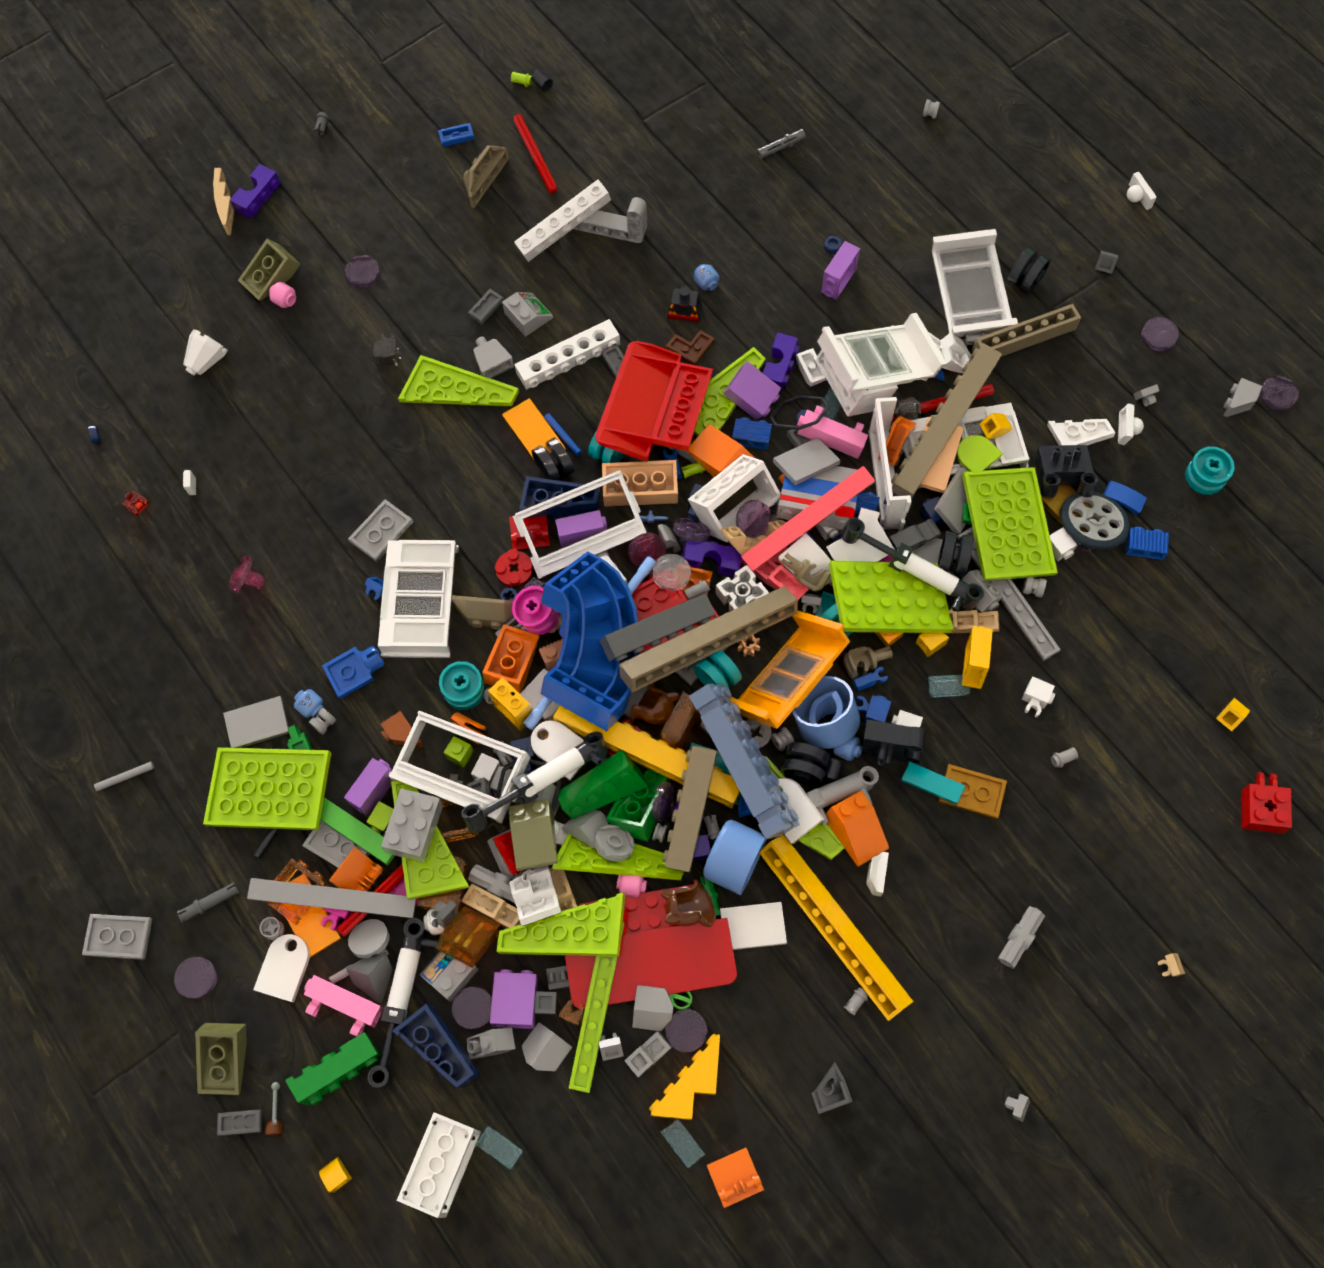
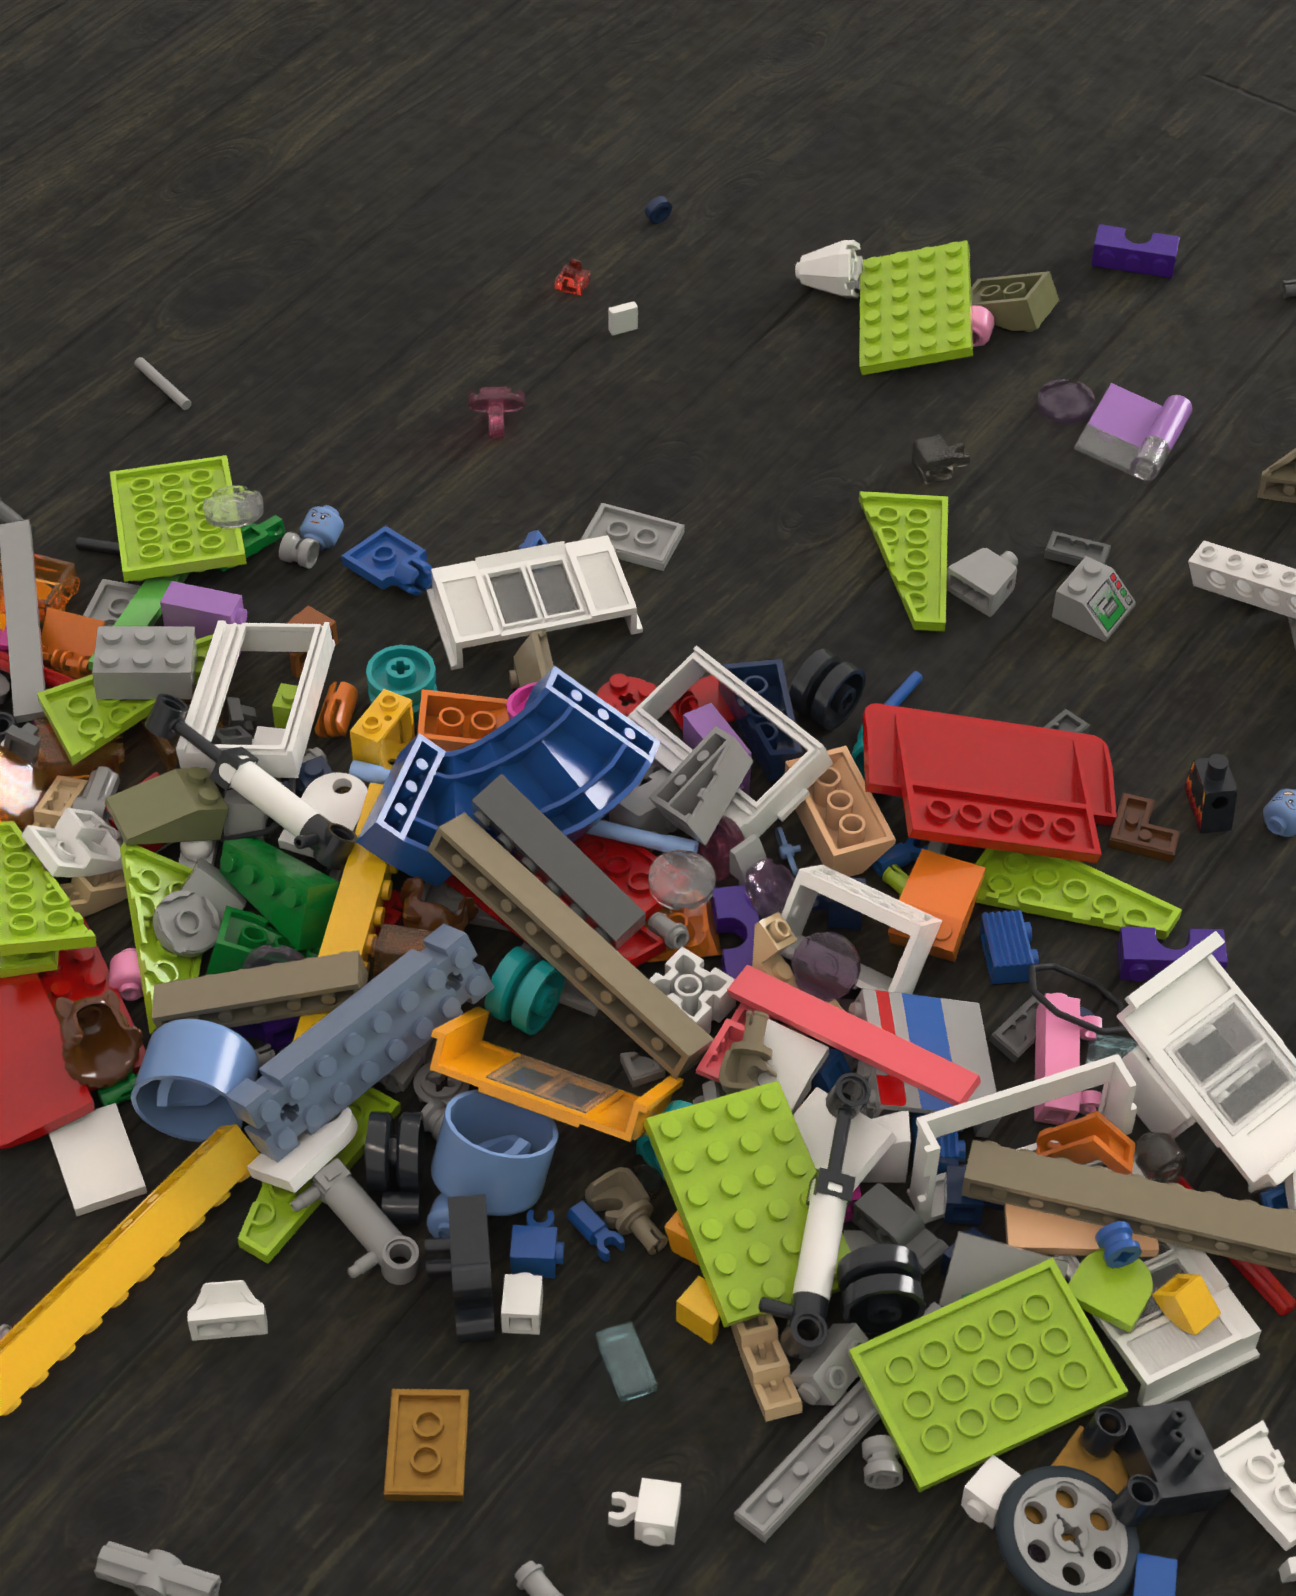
camera: 70 degrees right, 20 degrees down
(222, 200) = (1082, 229): tan slope -> none
(256, 319) = (915, 308): none -> lime plate
(256, 722) = (281, 484): light grey tile -> none
(279, 750) = (233, 507): none -> clear tile
(404, 245) = (1134, 431): none -> door
(529, 425) = (890, 662): light orange piece -> none
(558, 354) = (1040, 668): white brick -> none
(621, 539) = (703, 785): none -> light grey wedge
(752, 391) = (1086, 921): medium lavender brick -> none
(752, 647) = (599, 1033): light nougat gear -> none
(772, 632) = (640, 1068): none -> light grey tile
(806, 461) = (977, 1024): light grey tile -> none
(857, 828) = (301, 1261): orange slope -> none
(933, 783) = (420, 1369): teal tile -> none
(964, 441) = (1118, 1244): none -> blue wheel
(977, 657) = (686, 1374): yellow window -> none

